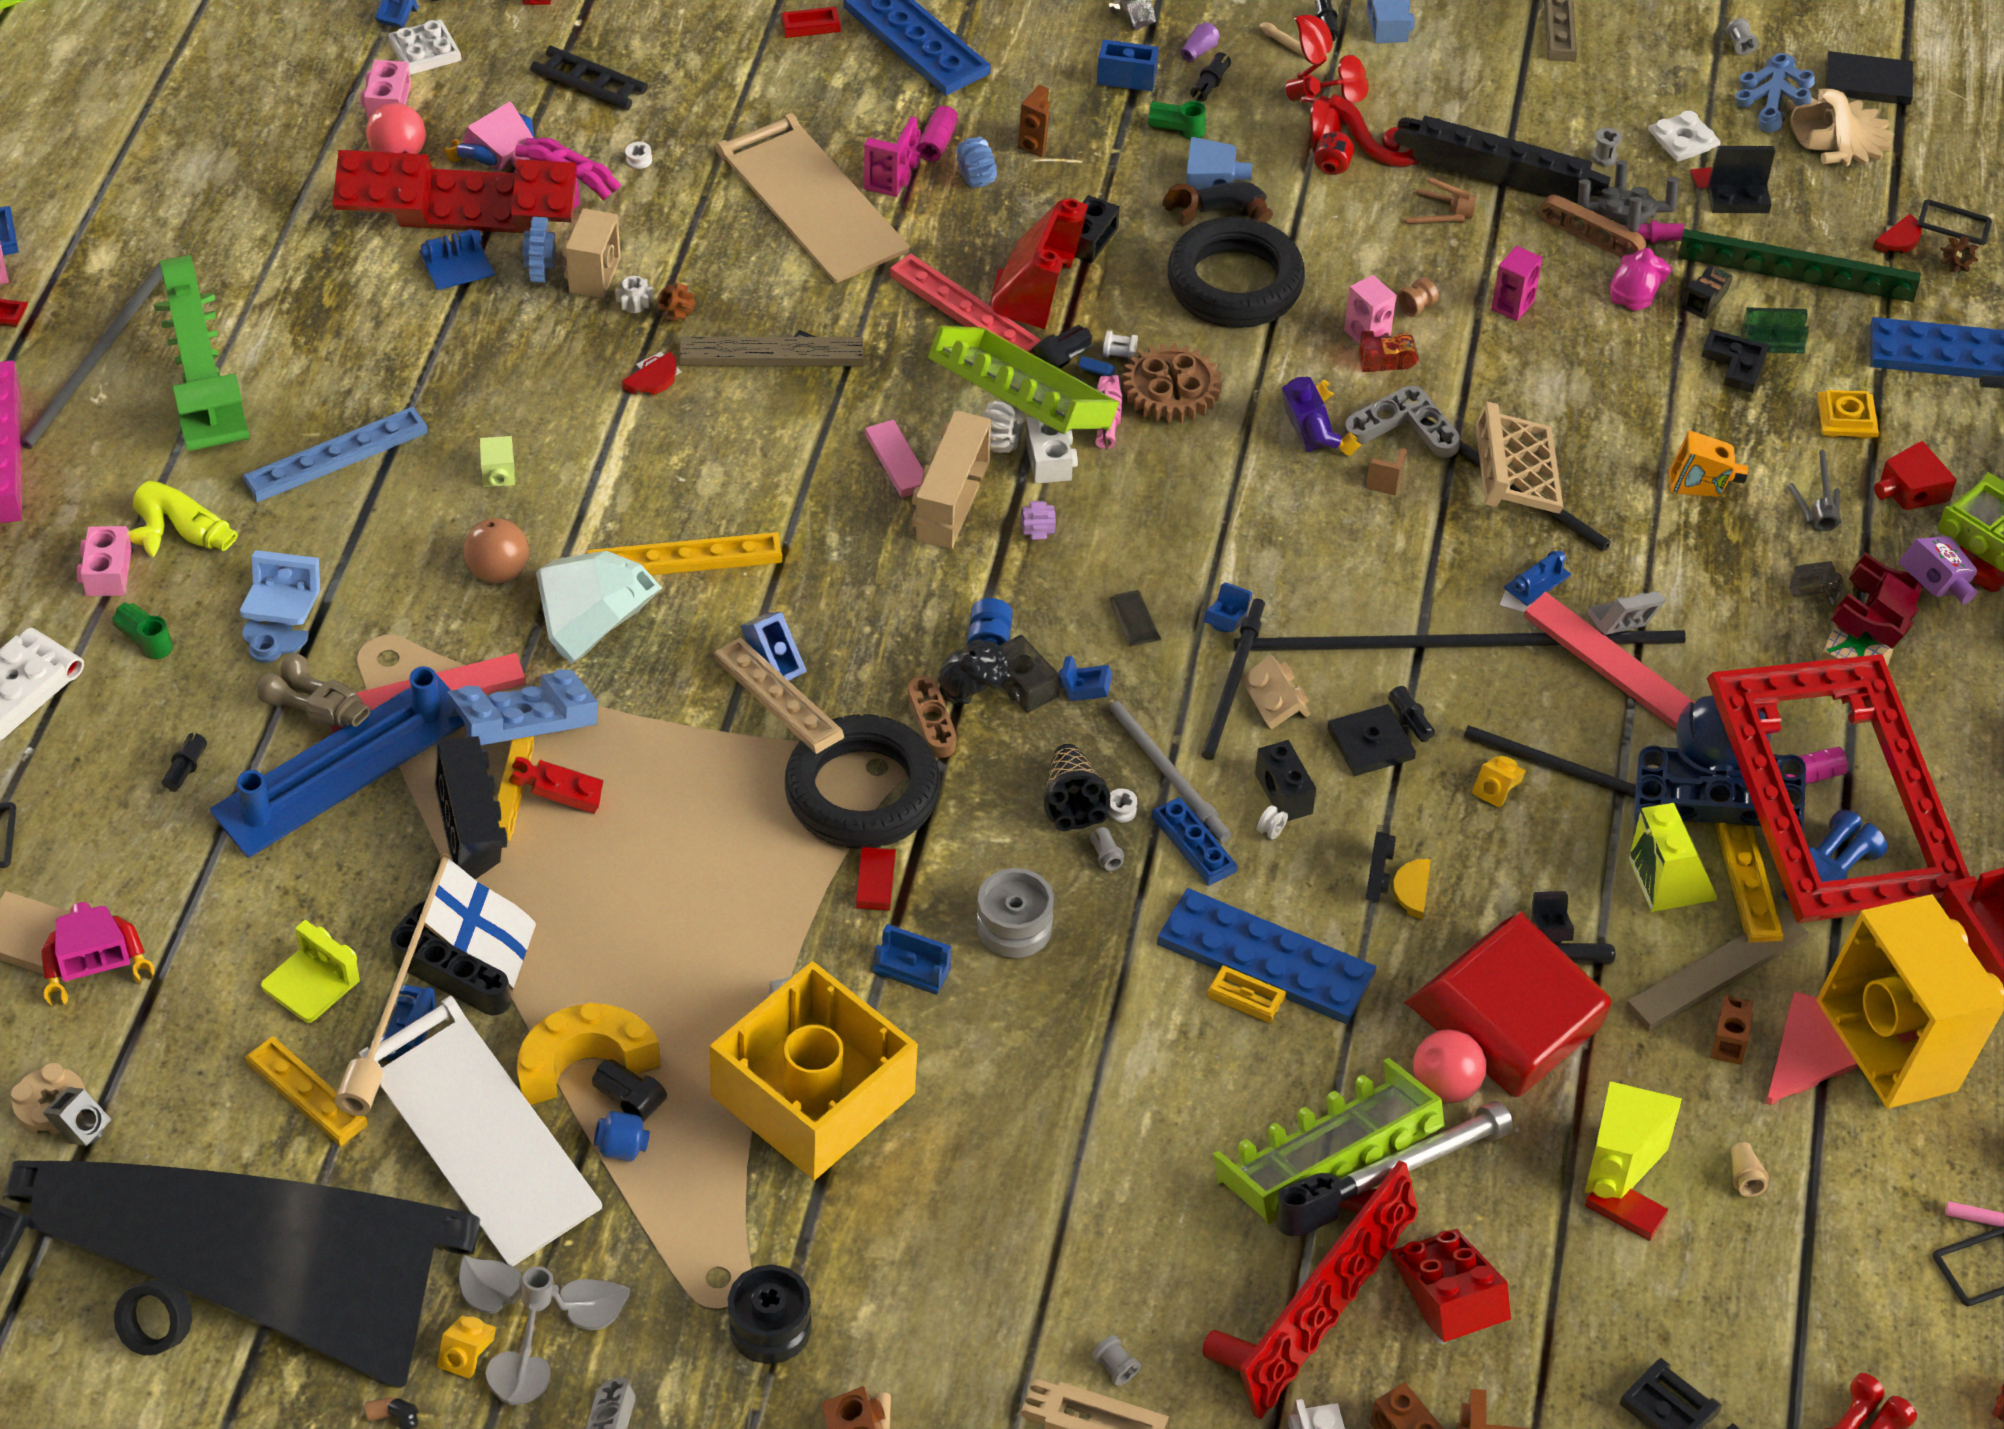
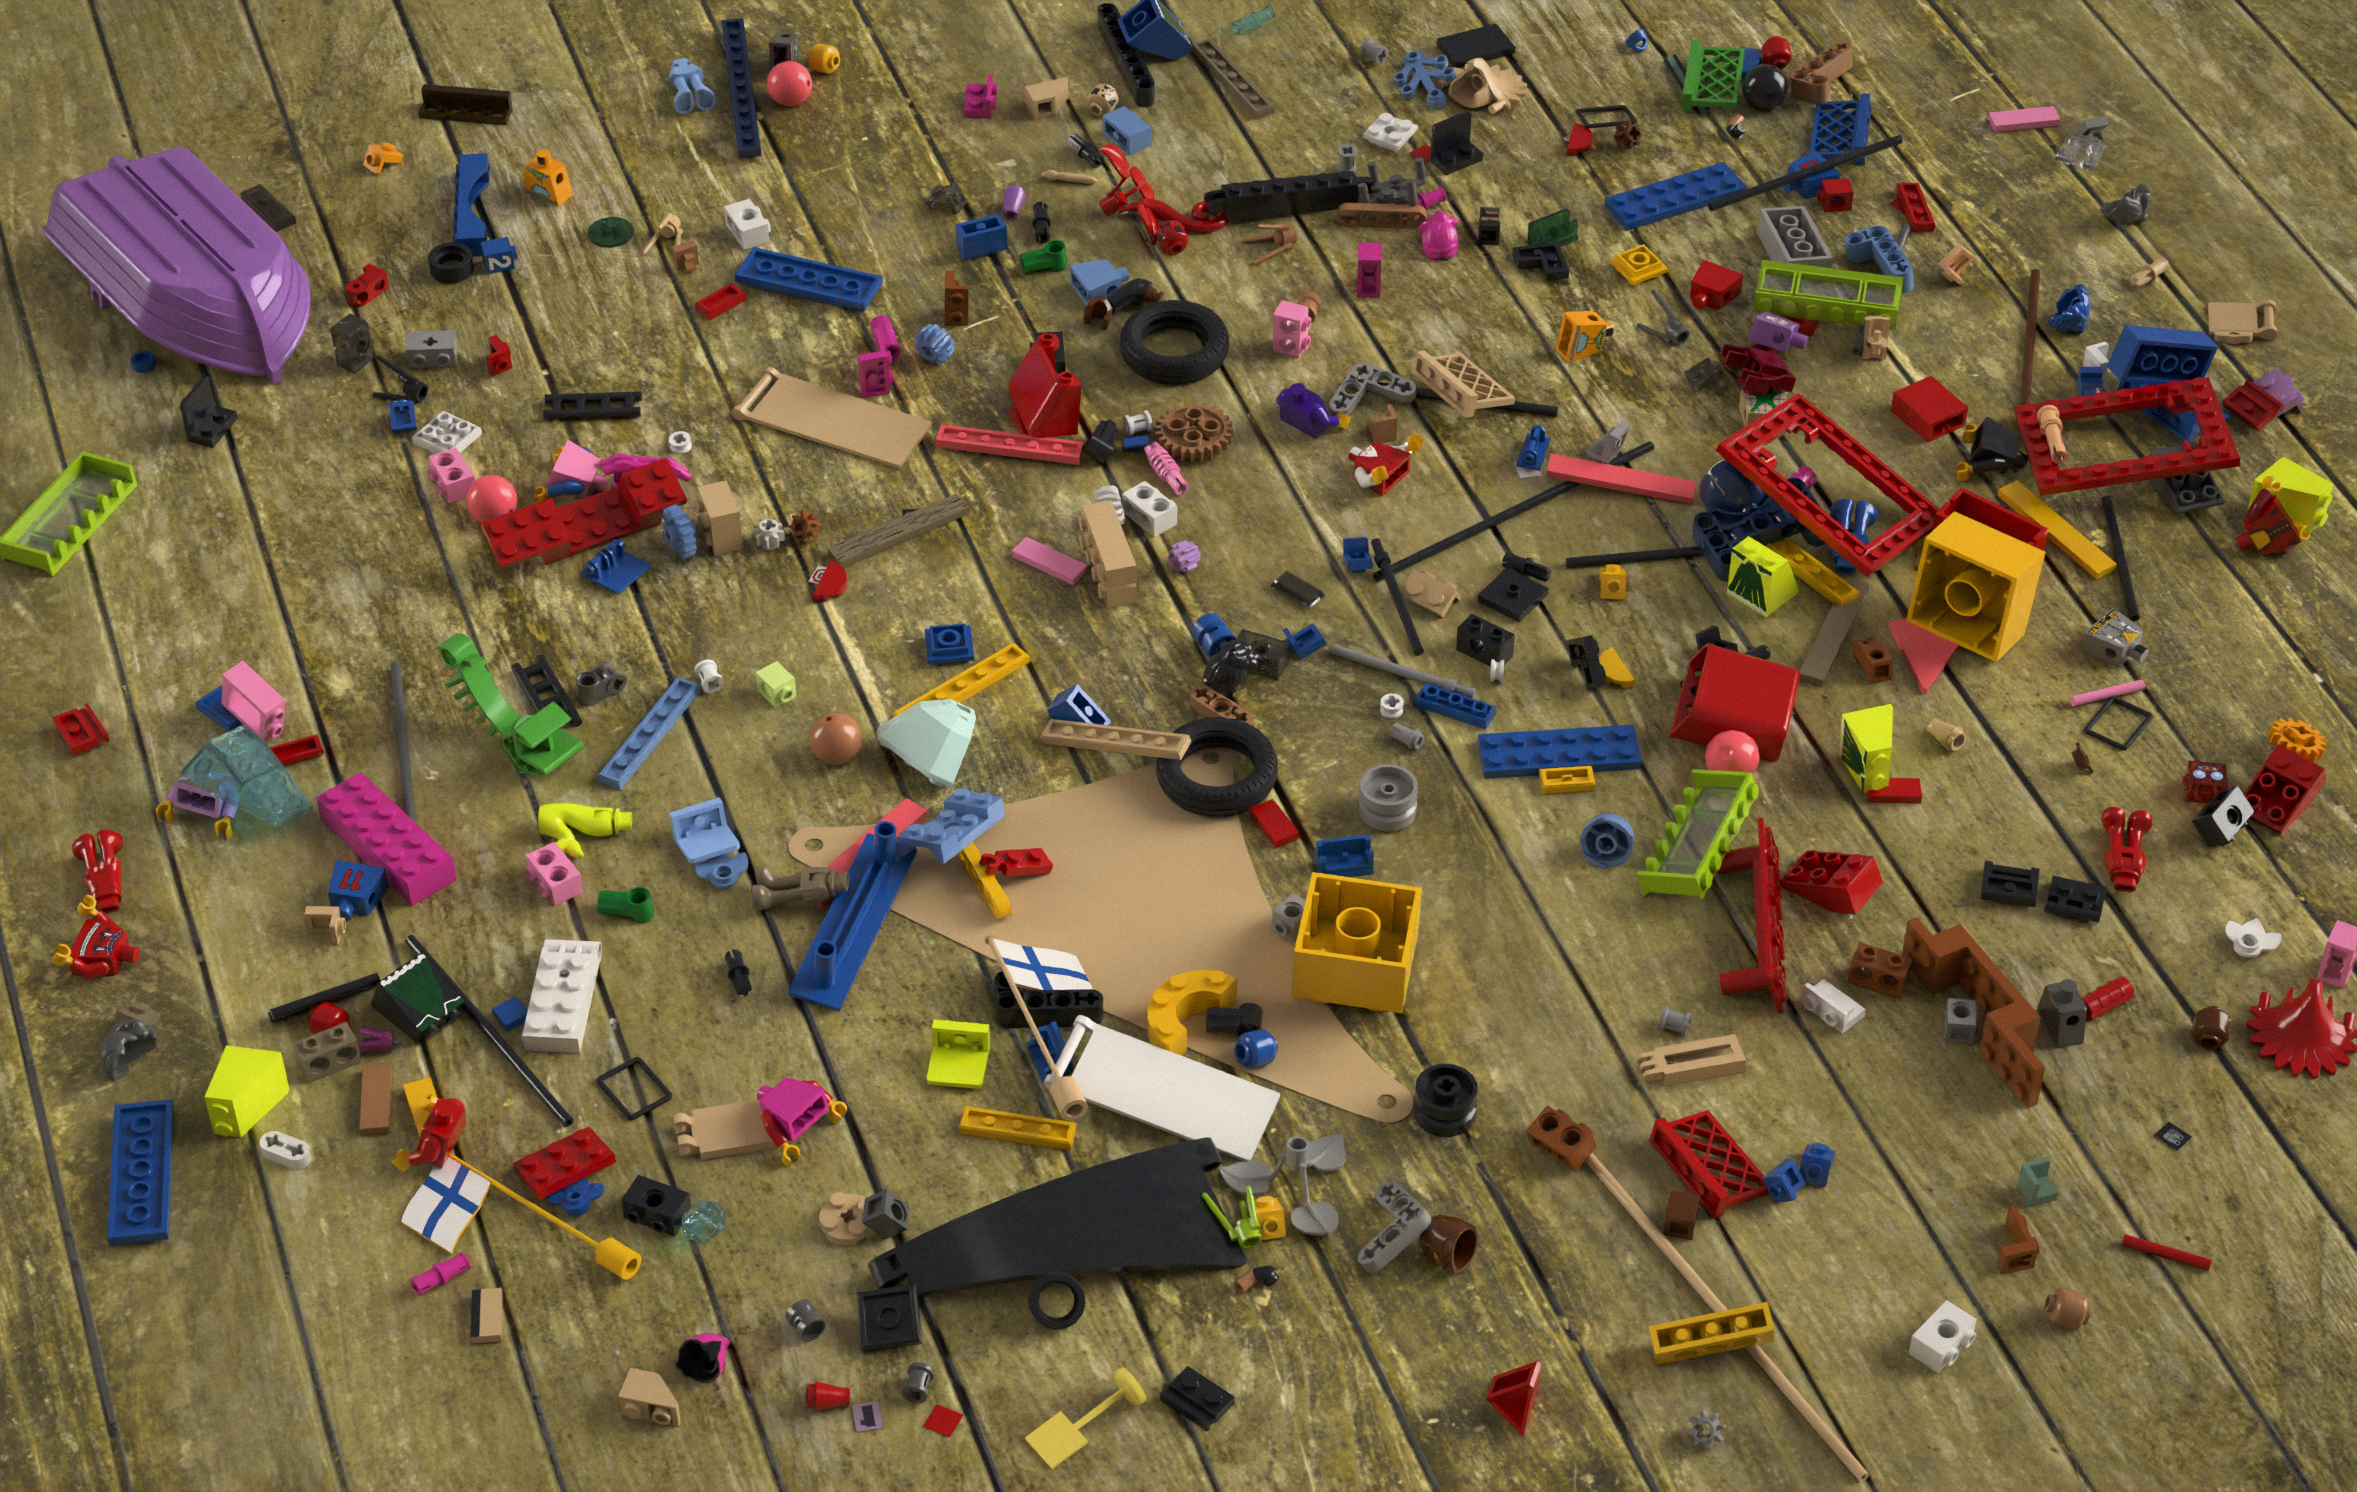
camera: 30 degrees left, 5 degrees down
(285, 376) = (551, 682): none -> black bar
(326, 376) = (597, 684): none -> flat silver piece
(424, 1350) = (1246, 1229): none -> lime plant
(442, 417) = (707, 672): none -> white bush
(468, 805) = (972, 902): black slope -> none
(717, 513) = (941, 651): none -> blue piece
(1022, 379) = (1101, 469): lime window -> none
(1074, 791) = (1359, 707): black cone -> none
(1220, 1093) = (1607, 840): none -> medium blue cylinder
(1318, 1197) = (1726, 866): piece -> none
(1347, 516) = (1383, 465): none -> torso
(1387, 352) = (1316, 351): clear red leg -> none
(1799, 265) = (1533, 184): dark green plate -> none
(1894, 1289) = (2081, 759): none -> reddish brown plate

